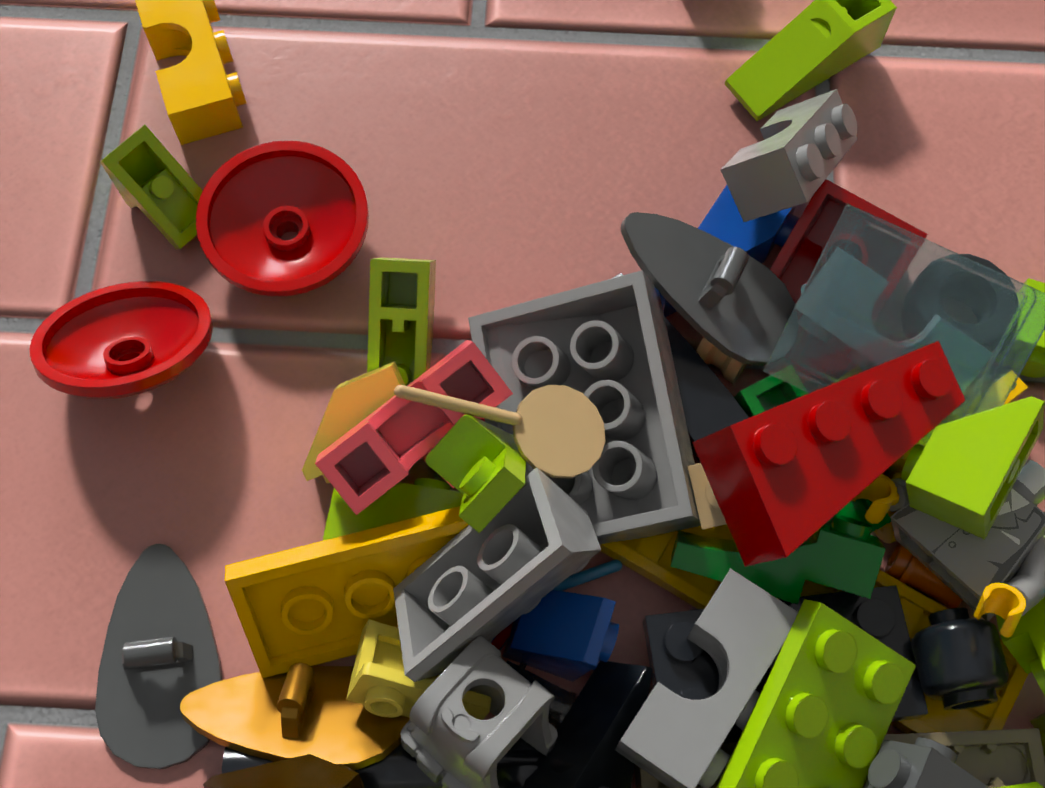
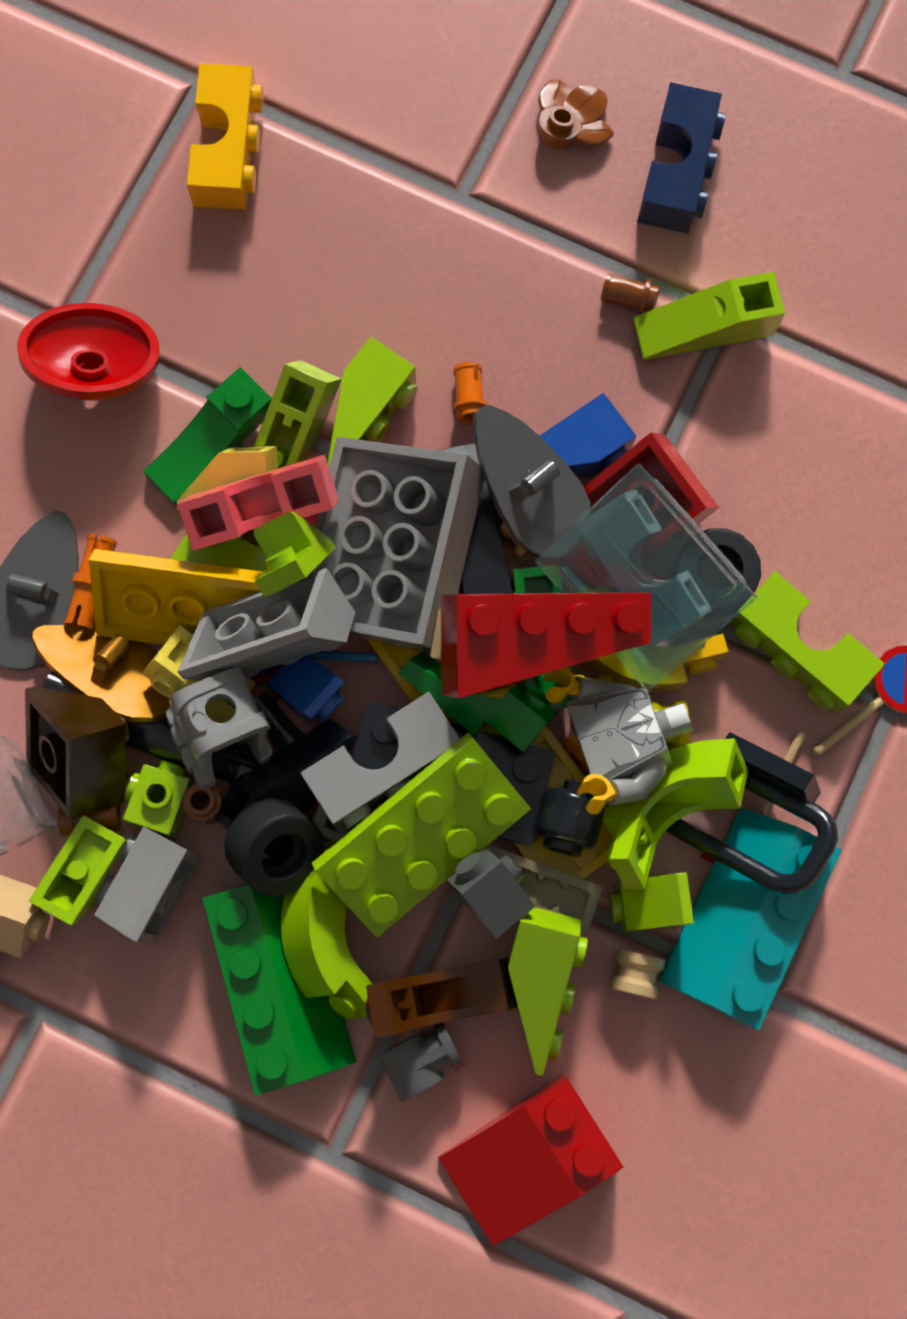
camera: 20 degrees right, 10 degrees up
(156, 185) = (160, 241): lime slope -> none
(230, 643) = (81, 606): none -> orange pin
(276, 192) = (237, 277): red dish -> none
(316, 362) = (223, 422): none -> green slope
(476, 259) = (370, 393): none -> lime slope
(551, 427) = (353, 545): tan piece -> none
(592, 234) = (468, 391): none -> orange pin
(710, 57) = (630, 293): none -> dark orange pin
(794, 158) = (625, 413): light grey arch -> none
(973, 464) = (634, 689): lime slope -> none

